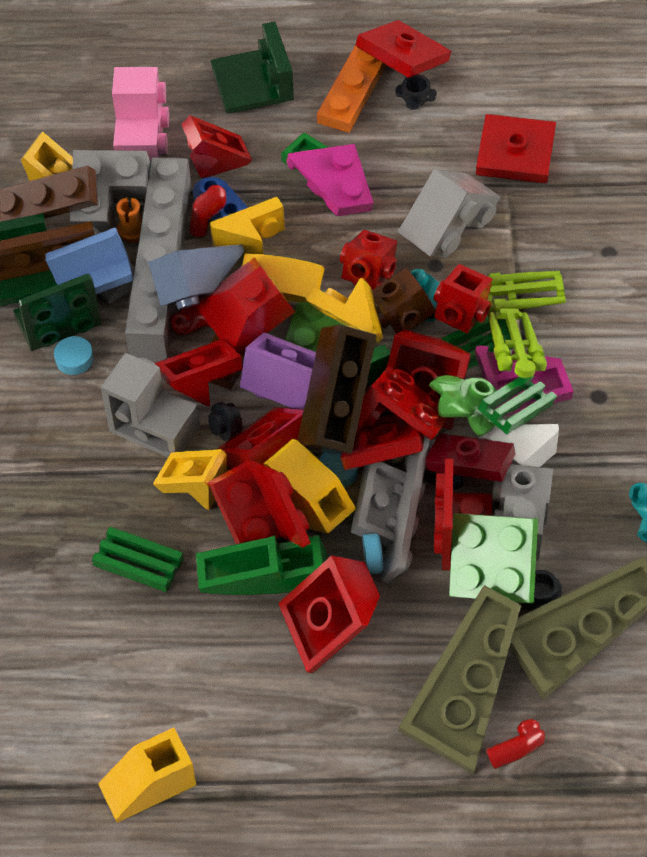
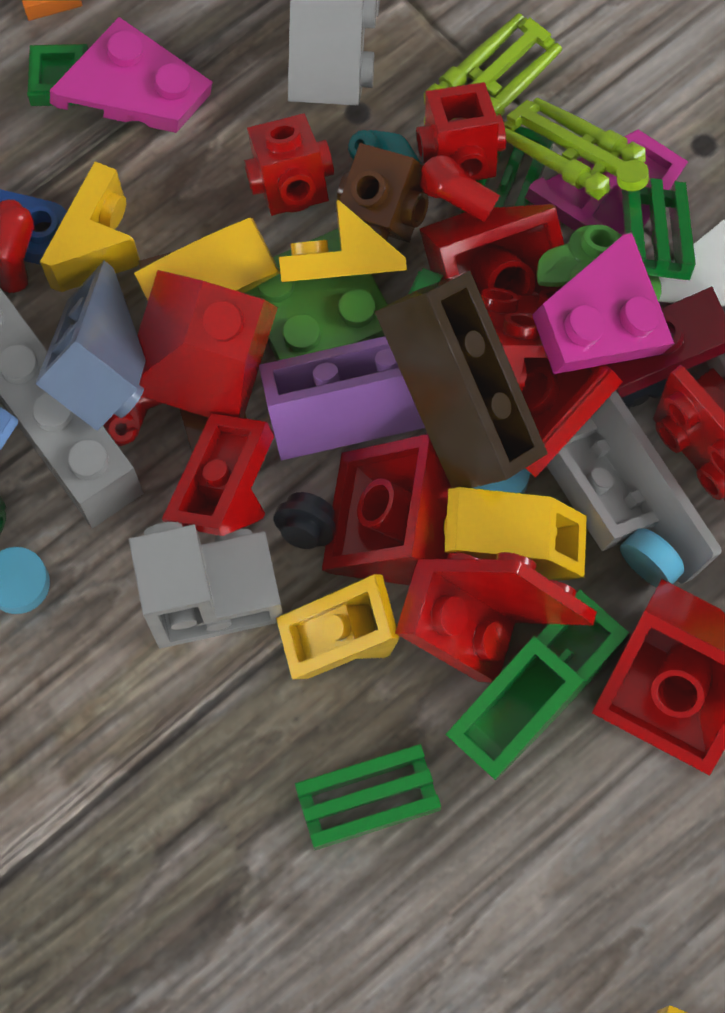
camera: 40 degrees left, 15 degrees up
(430, 312) = (447, 180): none -> red arm
(438, 410) = (604, 313): none -> dark pink wing

